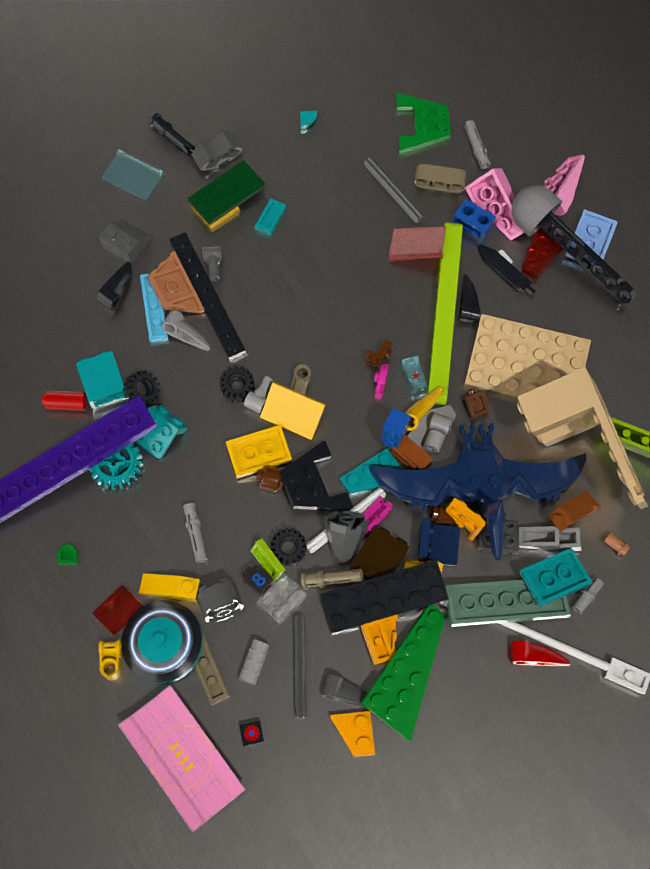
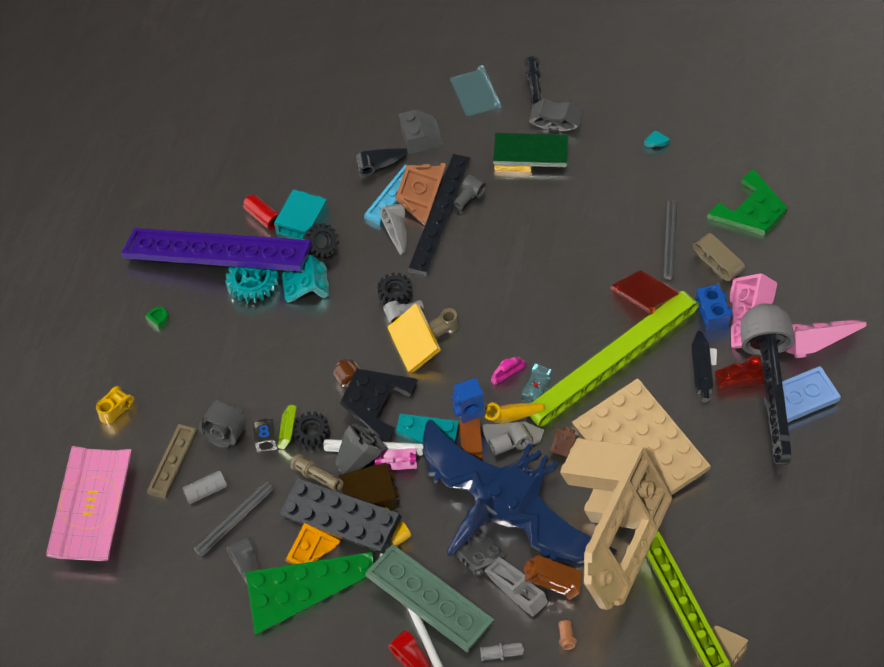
camera: 50 degrees right, 15 degrees down
(117, 609) = (151, 378): clear red panel -> none
(162, 642) = (158, 422): dish -> none
(170, 587) = (200, 389): yellow slope -> none
(193, 525) = (261, 362): light grey pin -> none
(251, 733) = (154, 534): black tile -> none
(258, 450) = (363, 347): yellow plate -> none
(270, 216) = (549, 192): teal tile -> none
(282, 599) = (268, 463): clear bracket -> none
(356, 732) = (225, 596): light orange wing -> none
(384, 353) = (526, 351): reddish brown bracket -> none
(438, 543) = (423, 515): dark blue bracket -> none
(440, 516) = (449, 501): reddish brown cone -> none
(465, 517) = (459, 500): light orange wing -> none
(469, 302) = (641, 364): black piece -> none
(480, 151) = (778, 258): light grey pin -> none
(555, 577) = (485, 611): teal plate -> none

